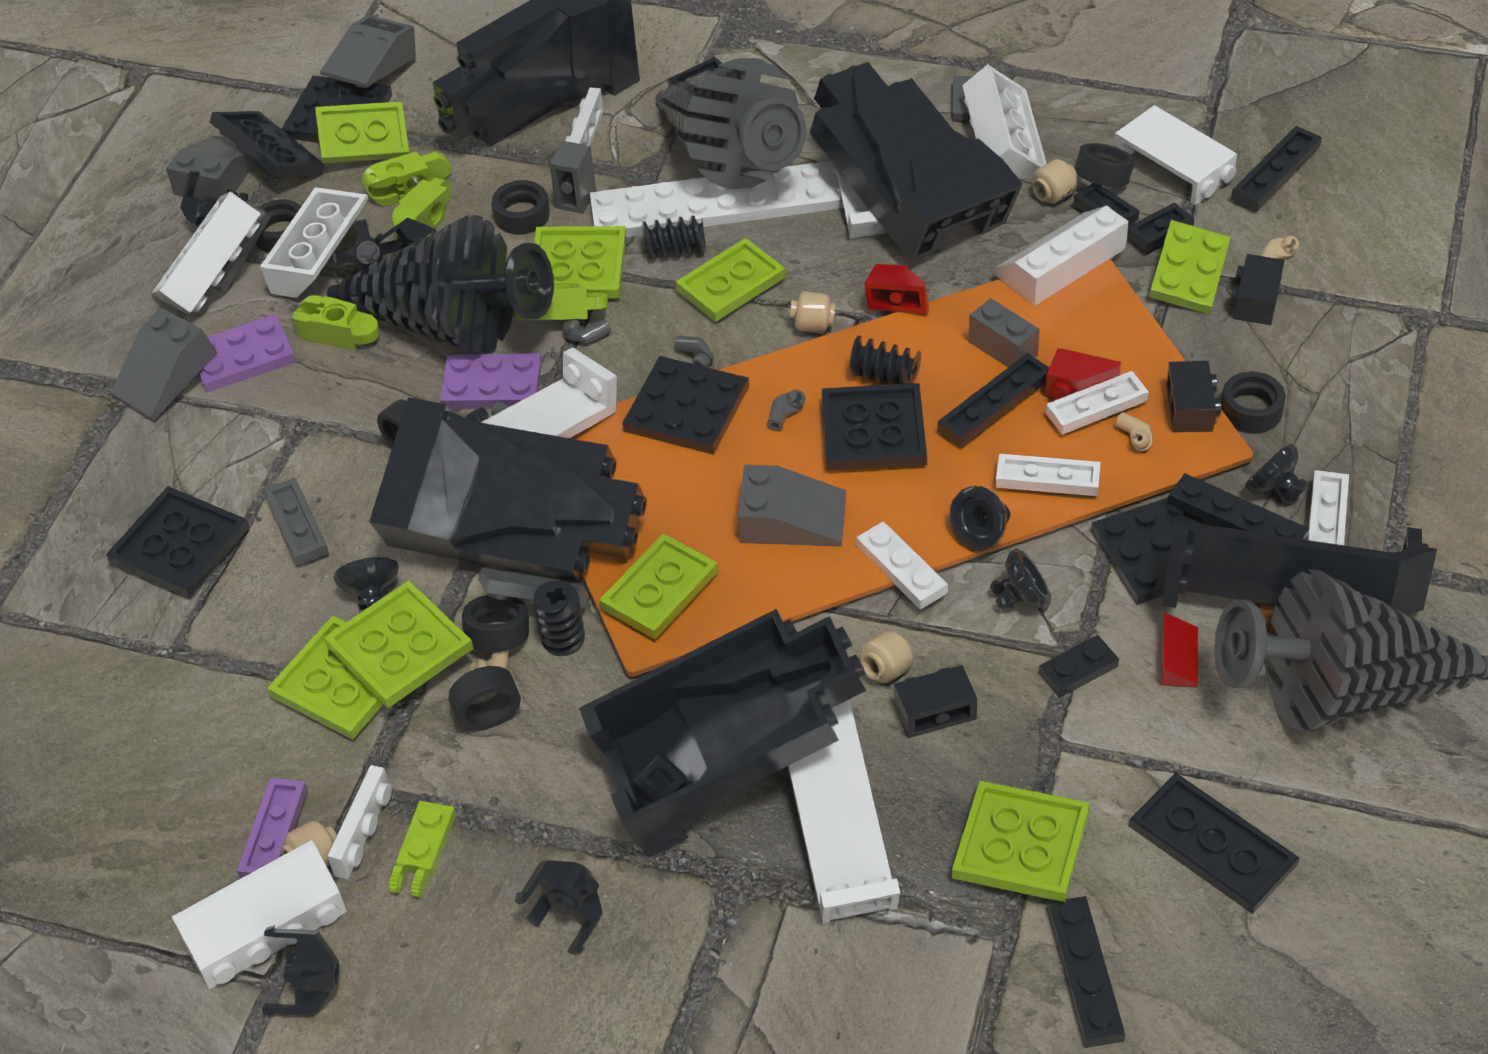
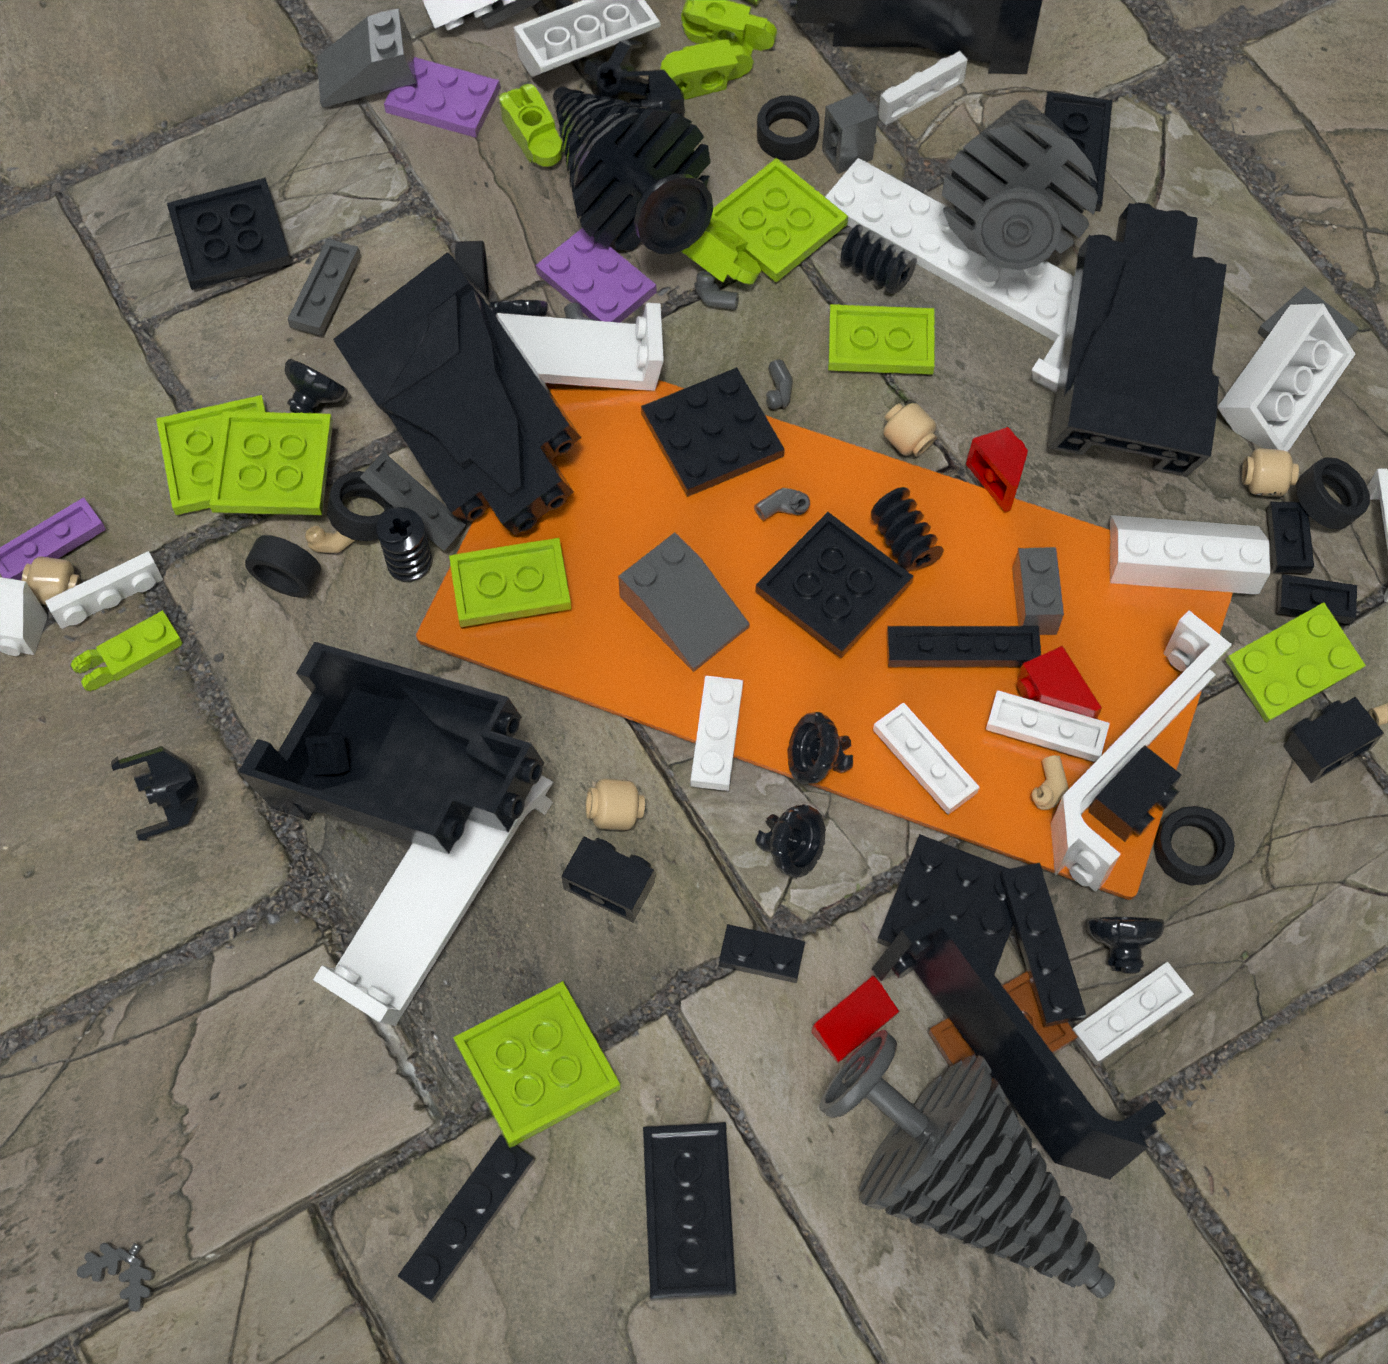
camera: 40 degrees right, 15 degrees up
(1183, 438) = (1088, 857): none -> white panel

